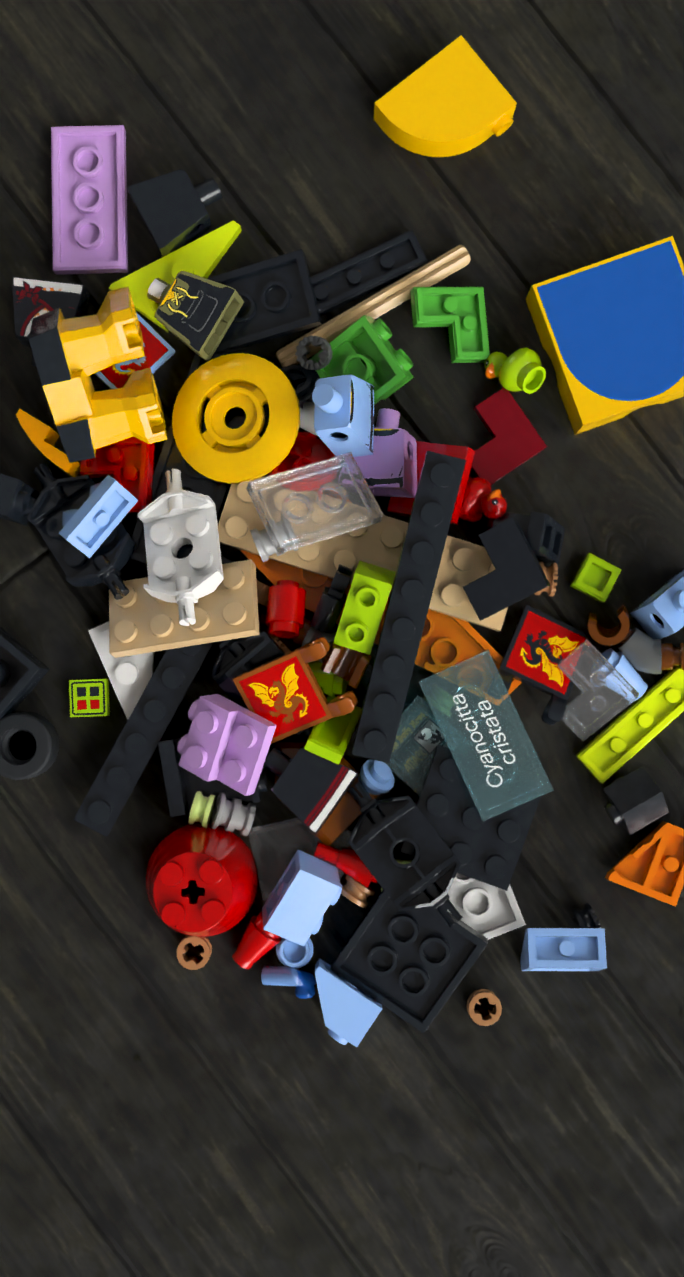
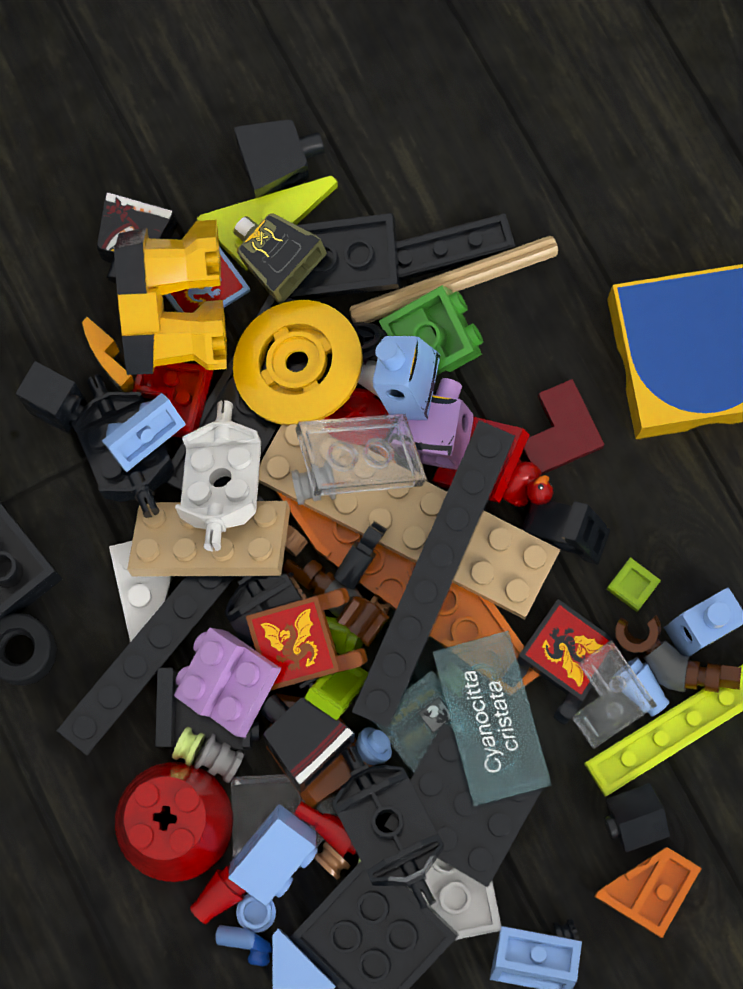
camera: 10 degrees right, 10 degrees down
(89, 199) = (194, 133): lavender tile -> none
(89, 698) = (96, 614): lime tile -> none
(193, 963) = (147, 907): medium nougat bush -> none
(285, 609) = (312, 557): red brick -> none
(303, 350) = (376, 309): dark grey bush -> none
(364, 607) = (390, 567): lime brick -> none
(446, 105) = (558, 103): yellow brick -> none
(459, 310) = (540, 299): bright green tile -> none
(516, 571) = (548, 559): black tile -> none
(517, 372) = (586, 366): lime animal -> none
(549, 573) = (580, 575): medium nougat bush -> none

